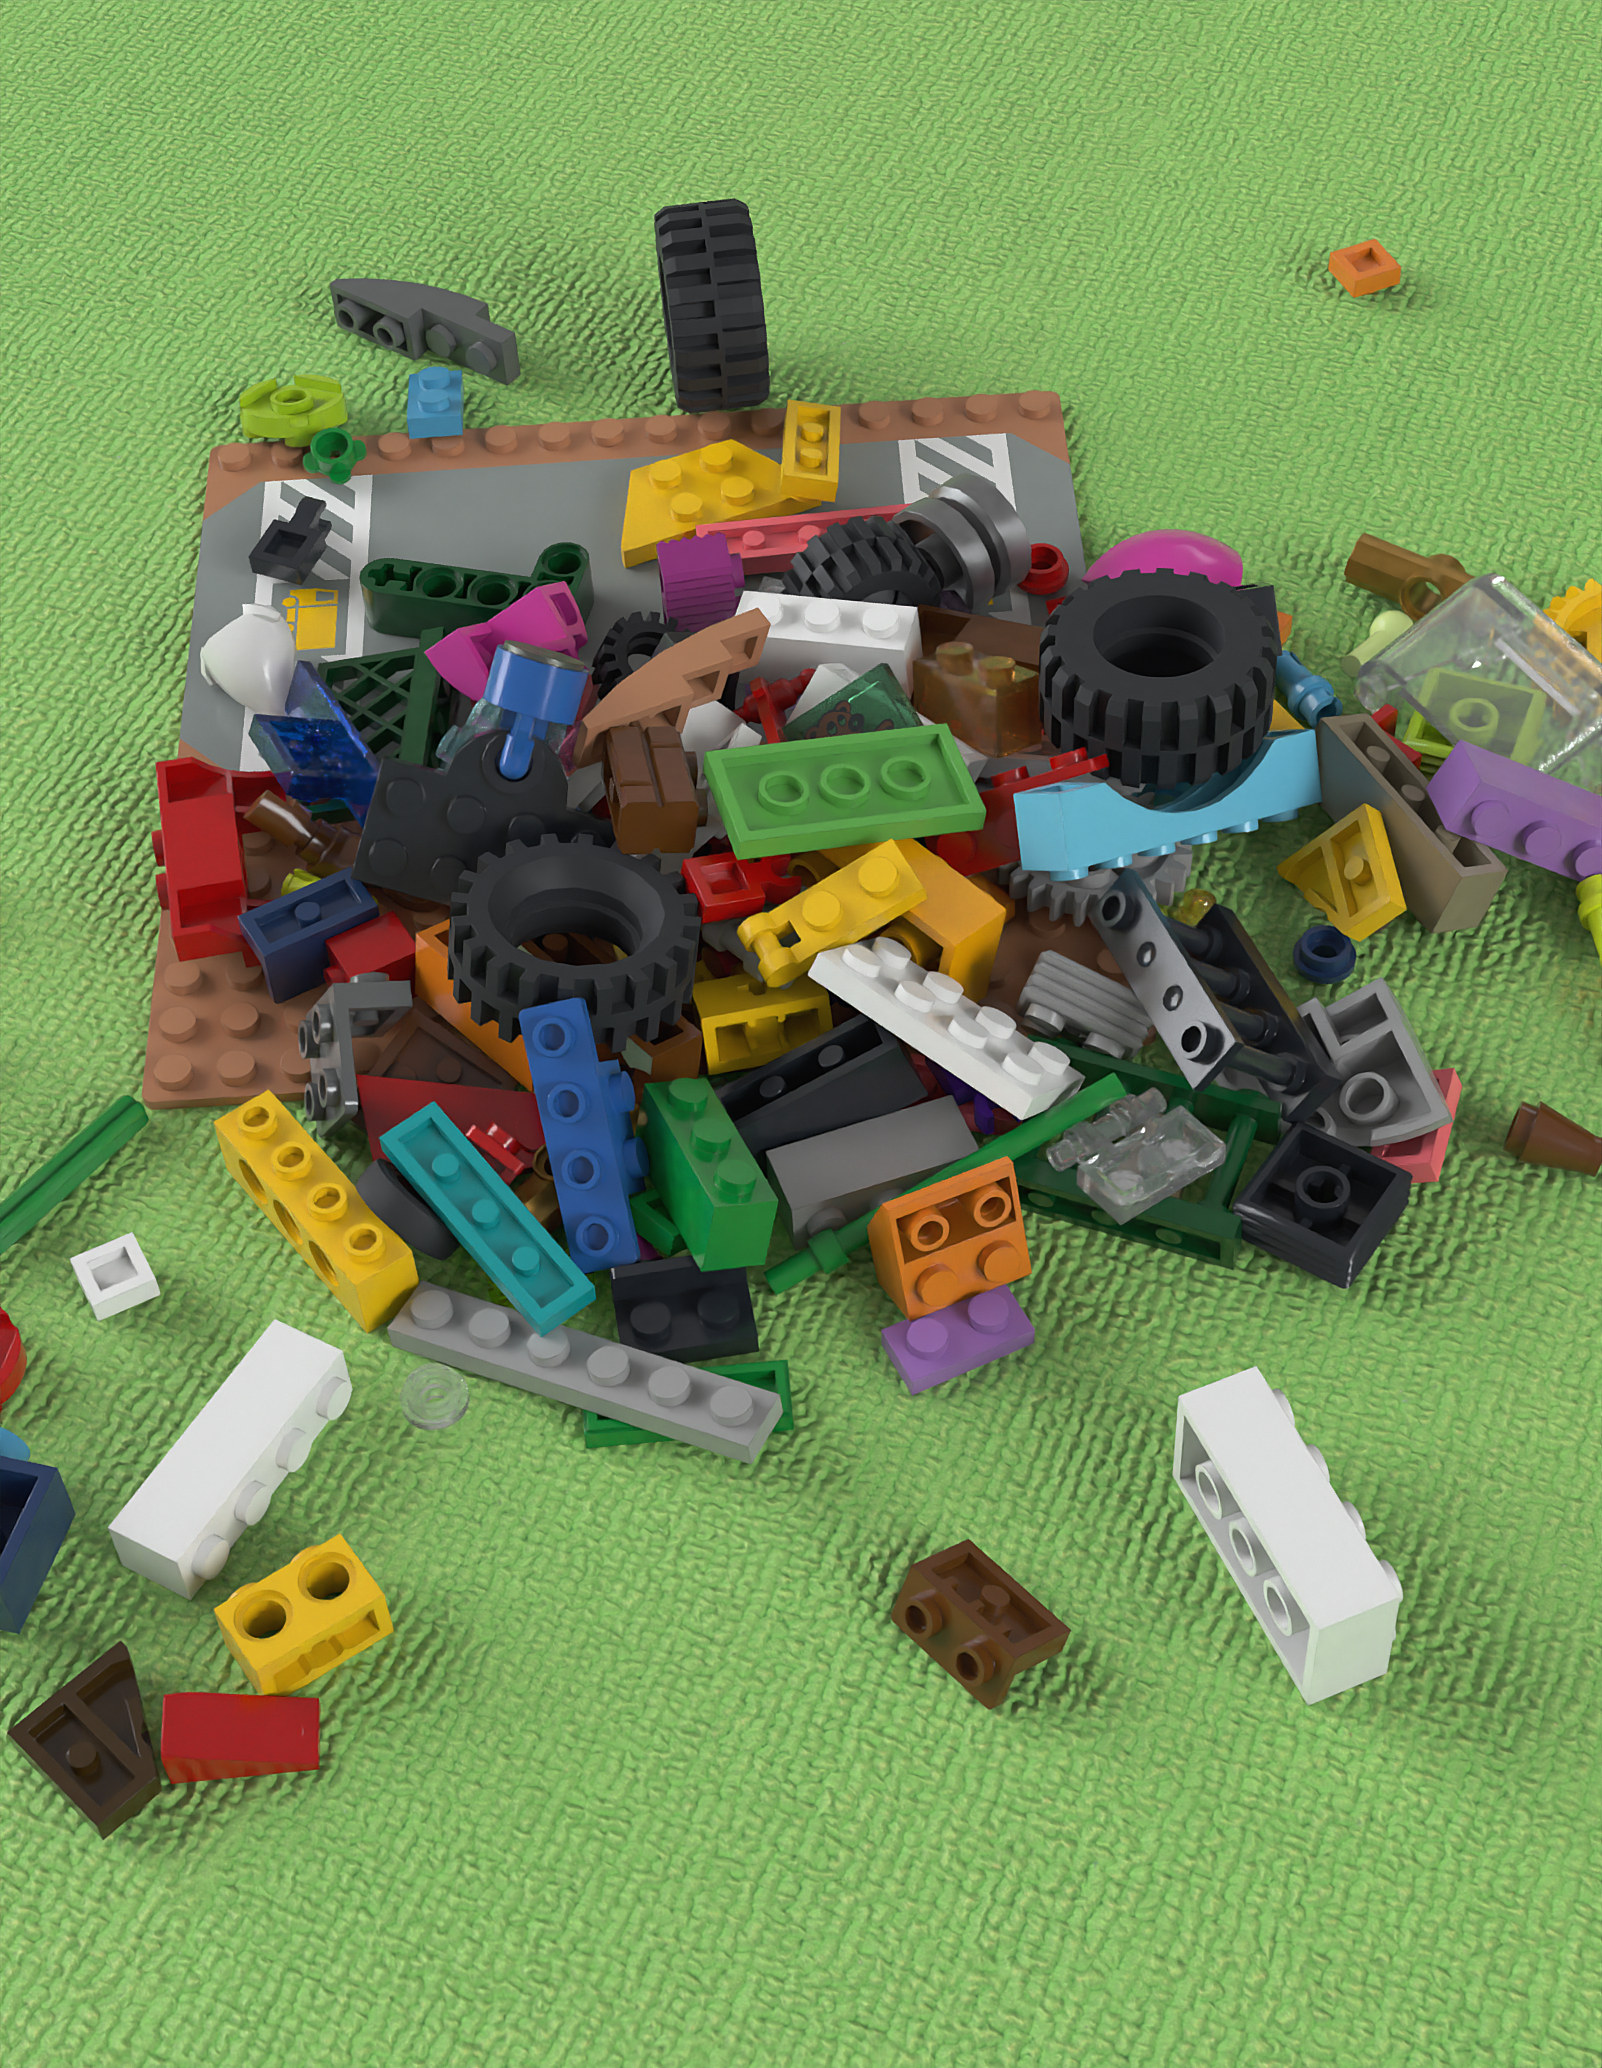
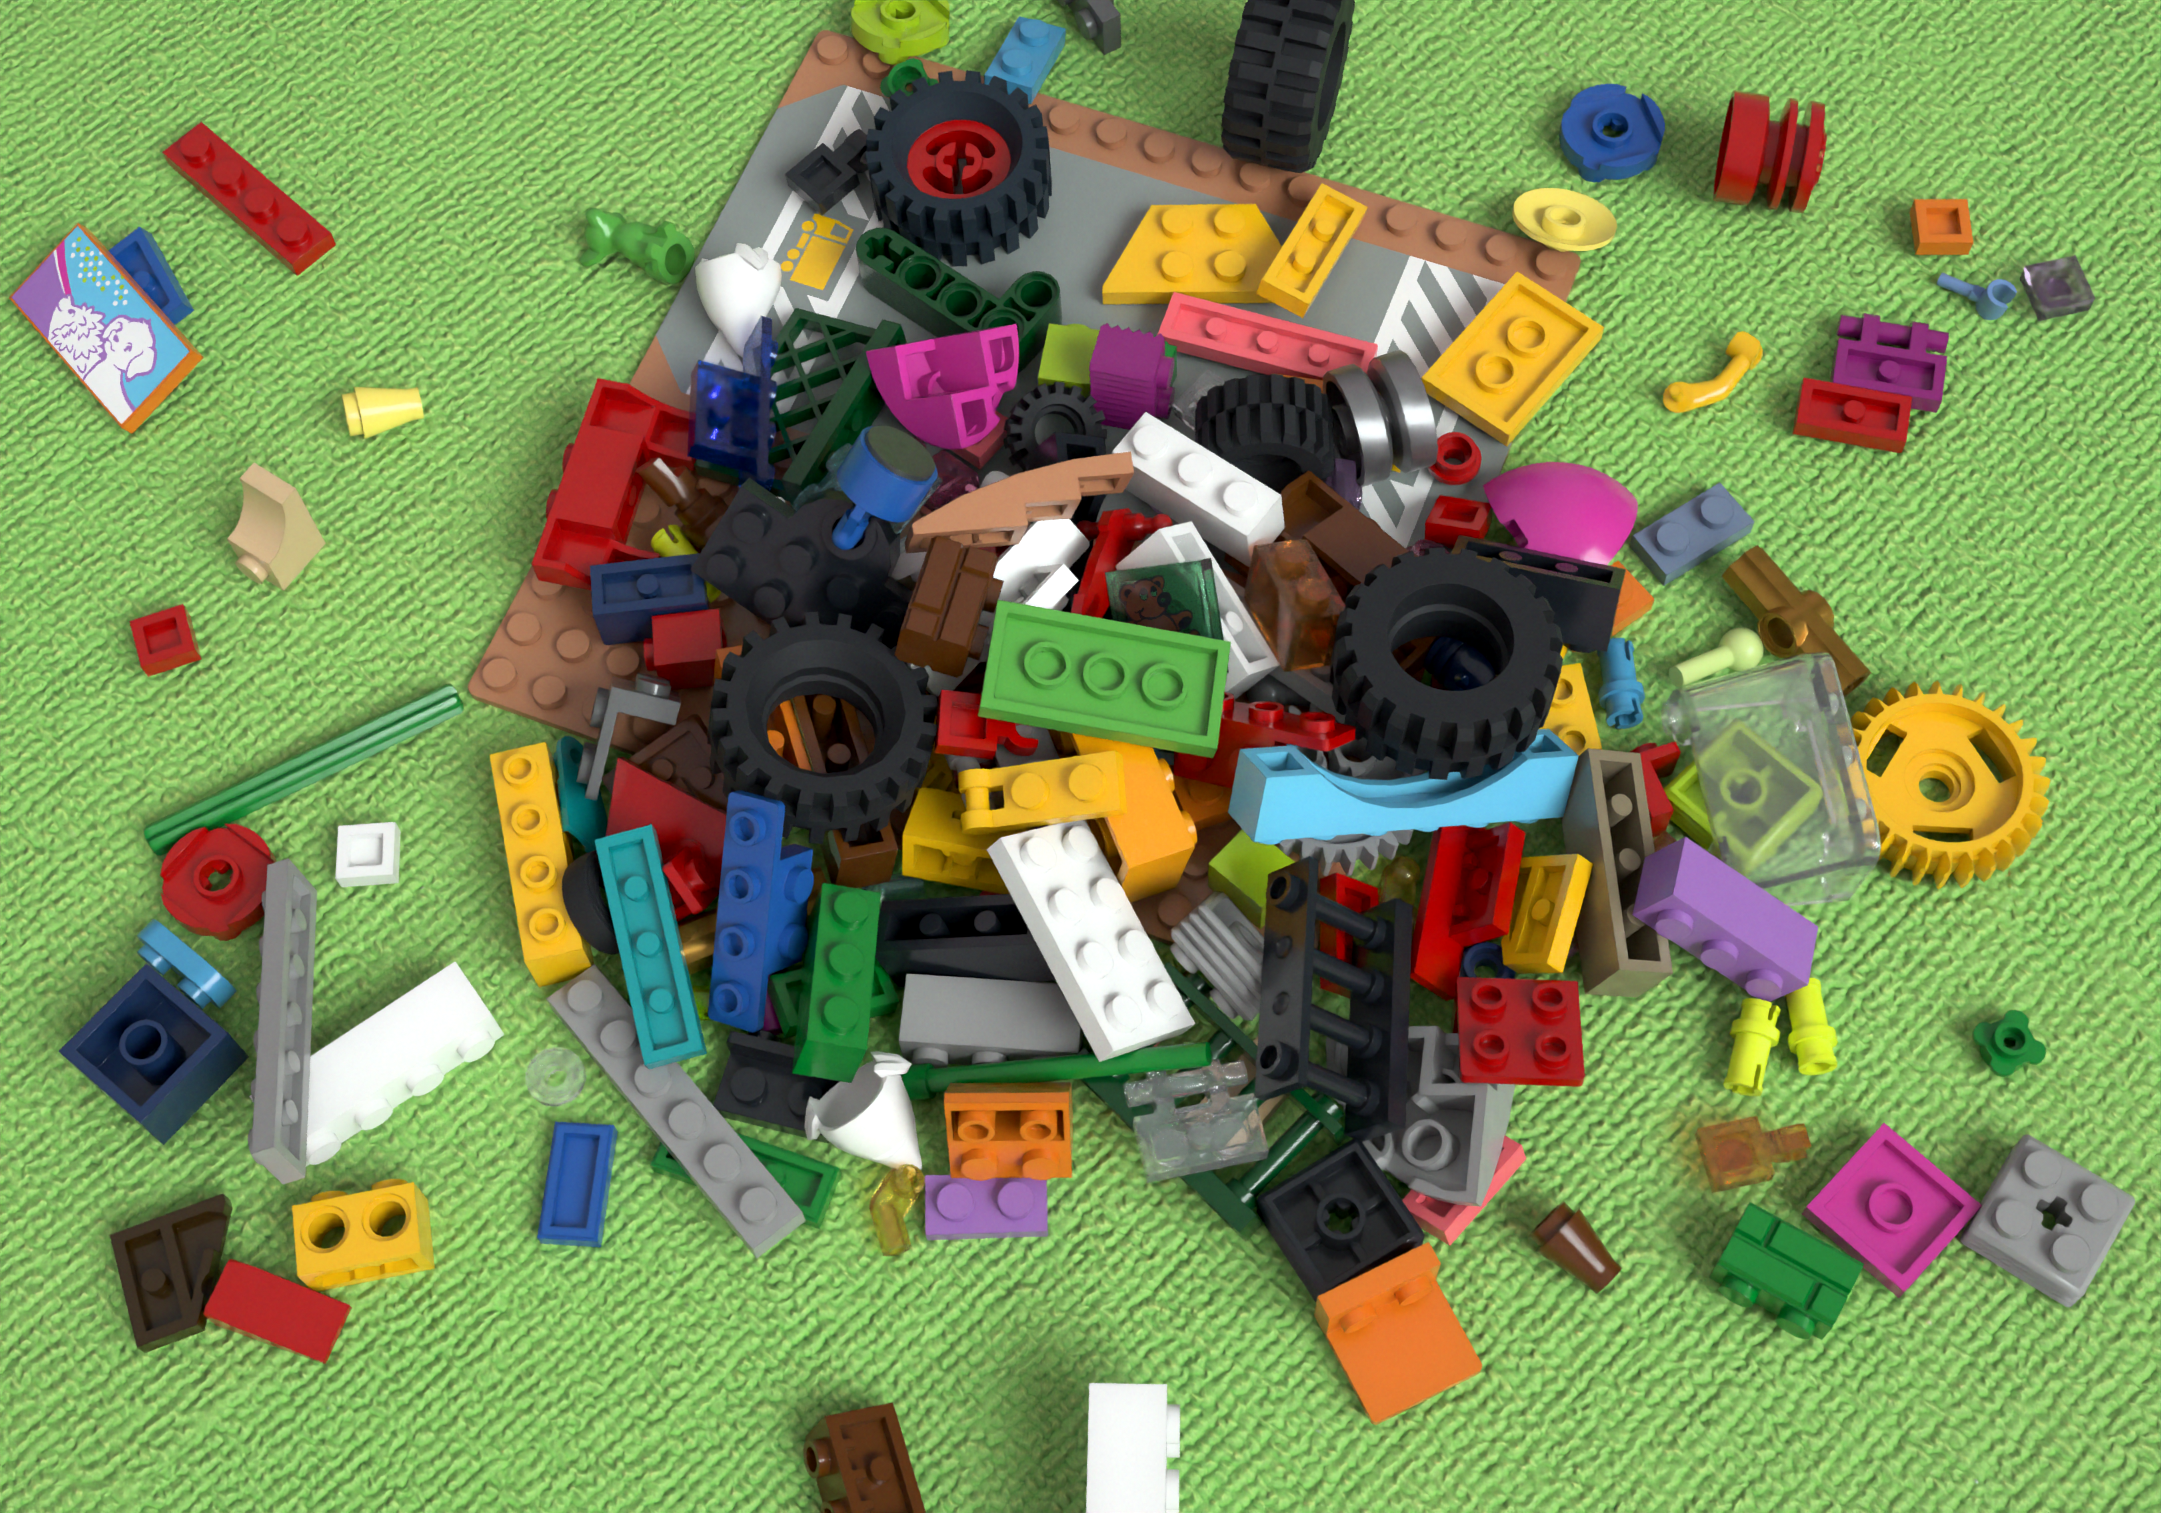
camera: 25 degrees right, 15 degrees up
(121, 1448) = (284, 1023): none -> light grey plate
(135, 666) = (657, 250): none -> bright green animal
(328, 1144) = (580, 816): none -> teal piece
(433, 452) = (917, 166): none -> black wheel
(513, 1487) = (577, 1184): none -> blue tile
(622, 595) = (1068, 356): none -> lime brick
(797, 1291) = (870, 1114): none -> white hat
(860, 1370) = (891, 1205): none -> clear yellow arm
(1027, 292) = (1608, 157): none -> blue plate
(1028, 365) = (1564, 219): none -> light yellow dish
(1053, 472) = (1511, 358): none -> yellow plate
(1064, 931) = (1243, 873): none -> lime brick
(1183, 250) = (1769, 151): none -> red wheel
(1252, 414) = (1745, 355): none -> yellow piece
(1273, 890) = (1463, 899): none -> red bracket
(1295, 558) = (1691, 534): none -> sand blue plate
(1378, 424) = (1852, 415): none -> red plate
(1385, 378) = (1890, 368): none -> magenta plate
(1393, 968) = (1518, 1031): none -> red bracket
(1429, 1276) = (1396, 1335): none -> orange bracket
(1440, 311) = (1989, 301): none -> medium blue hand
(1493, 279) = (2057, 288): none -> plate

